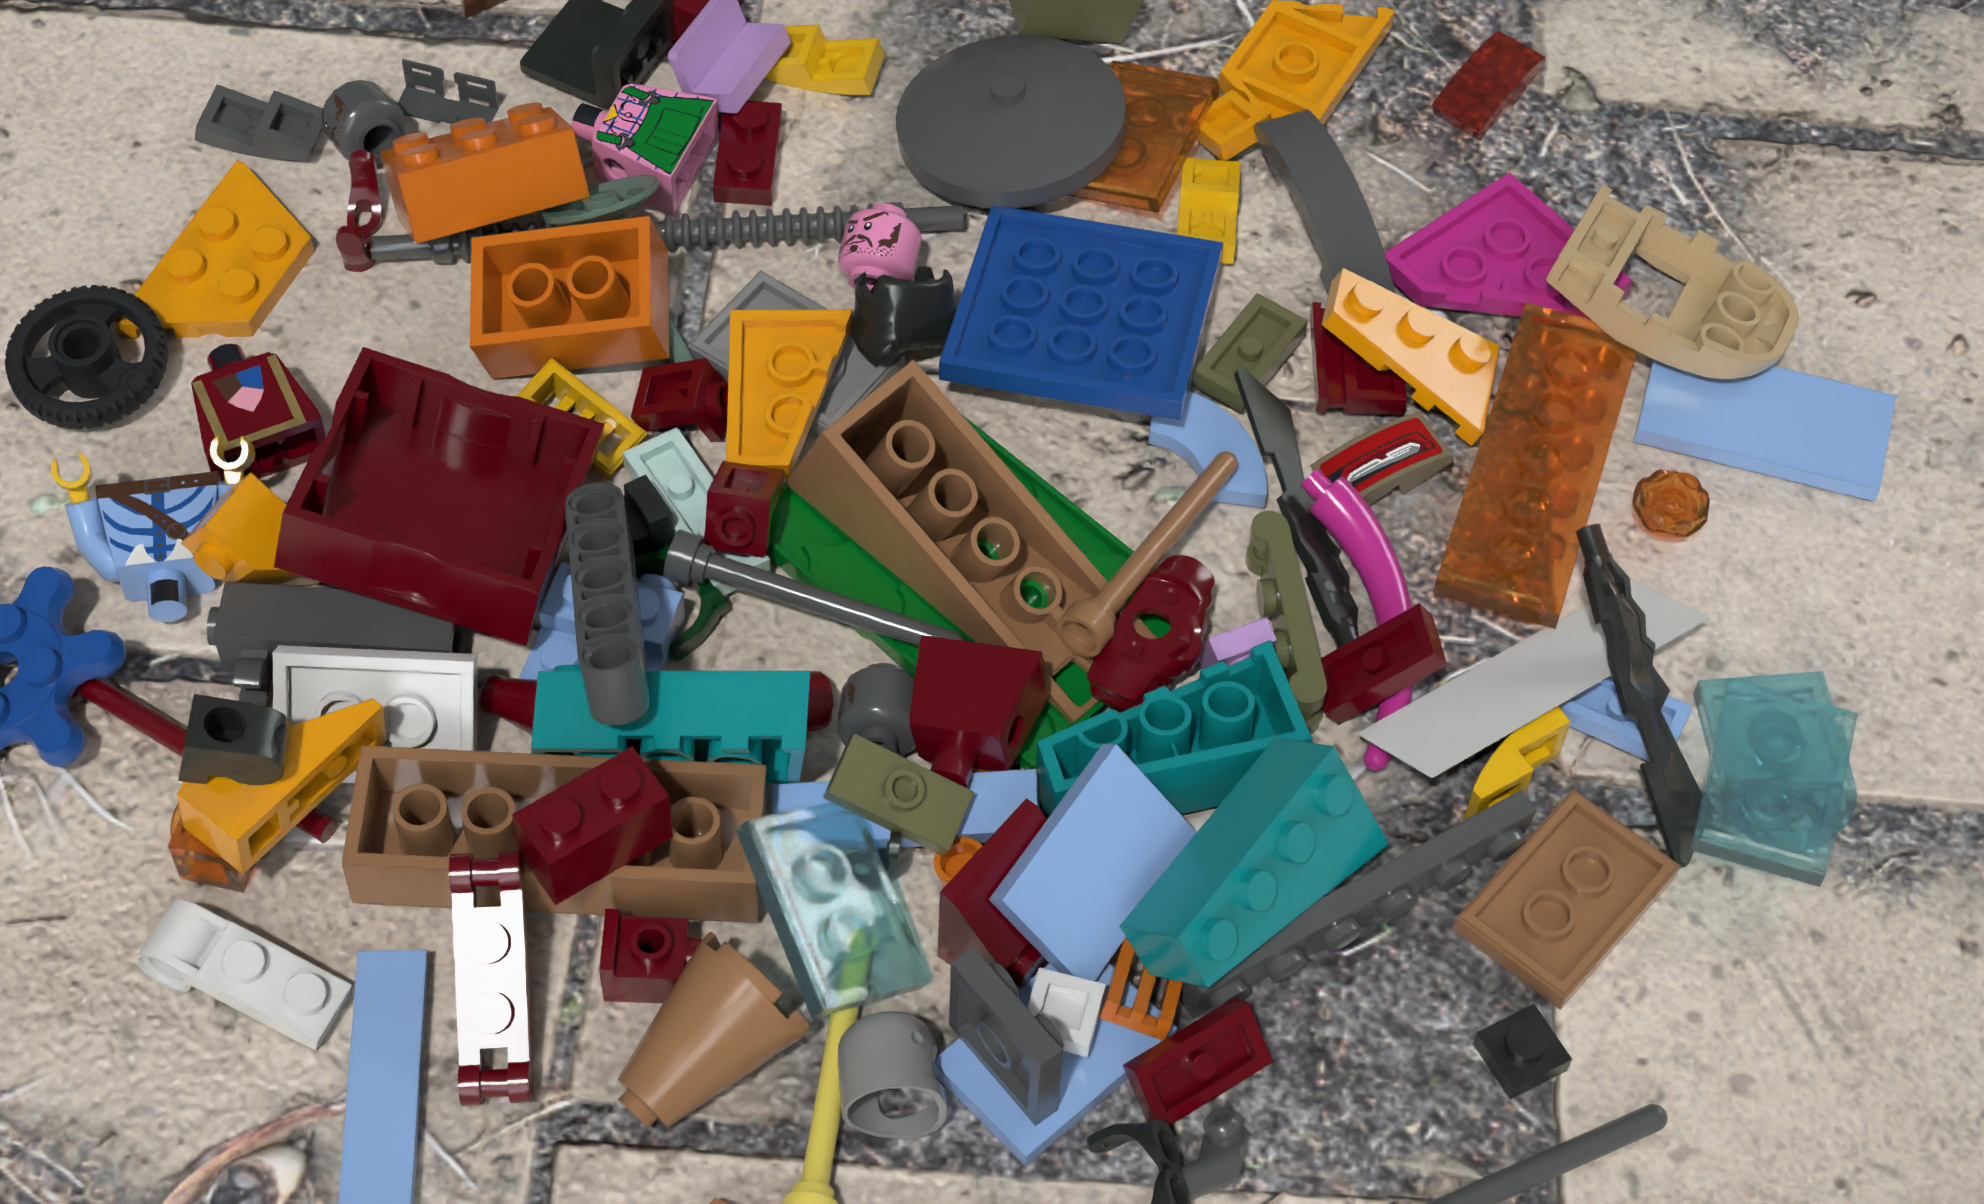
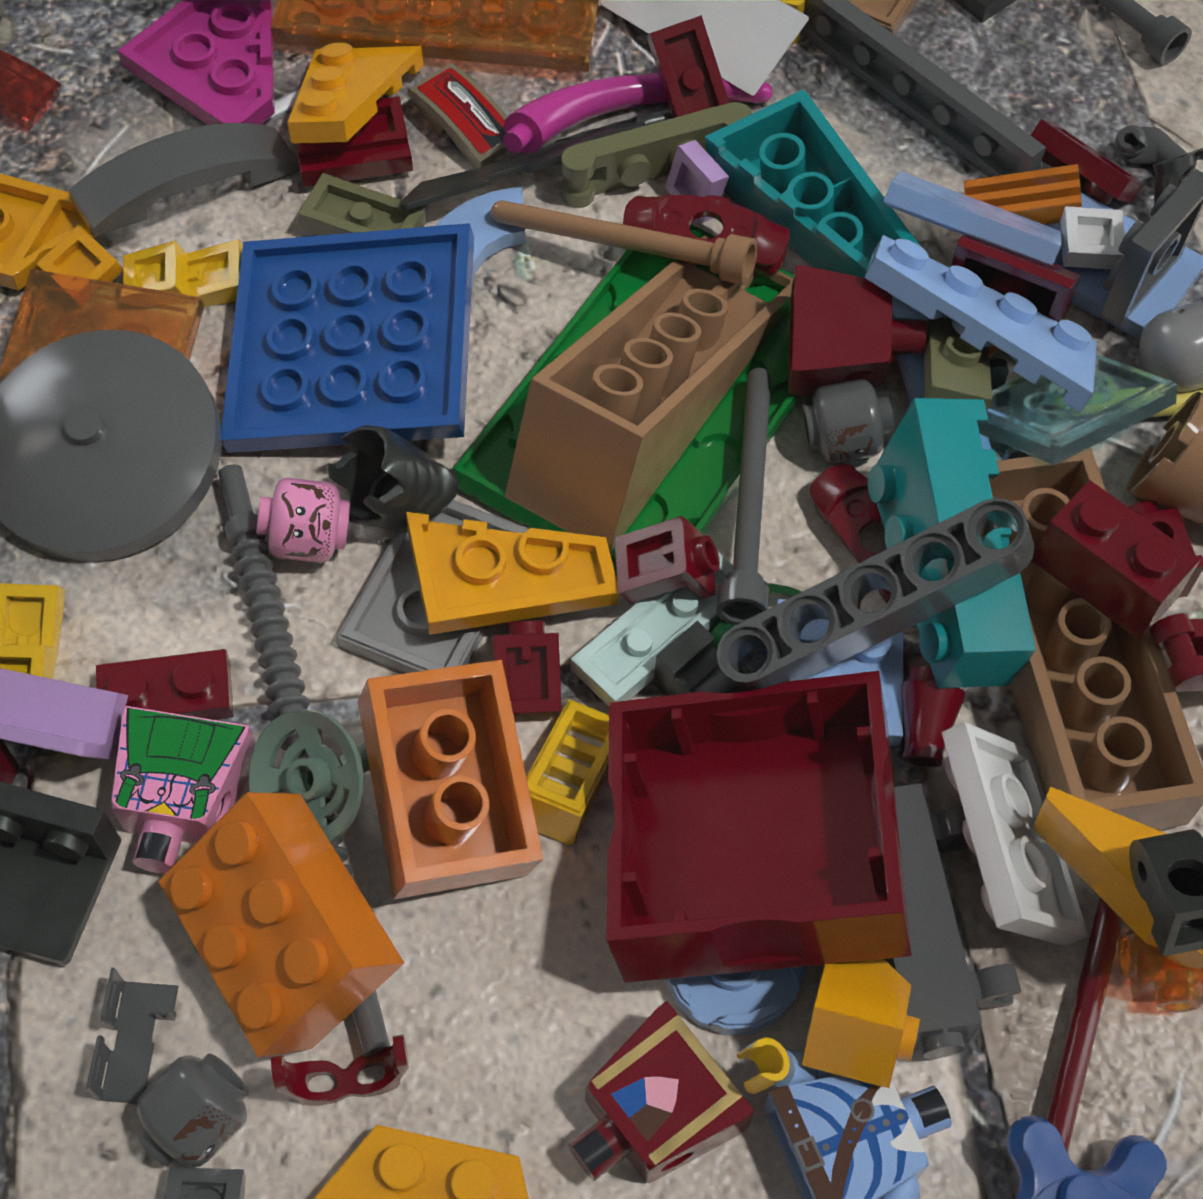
camera: 100 degrees left, 5 degrees up
(900, 859) = (988, 318): none -> light blue wing
(1255, 864) = (940, 111): teal wedge -> none

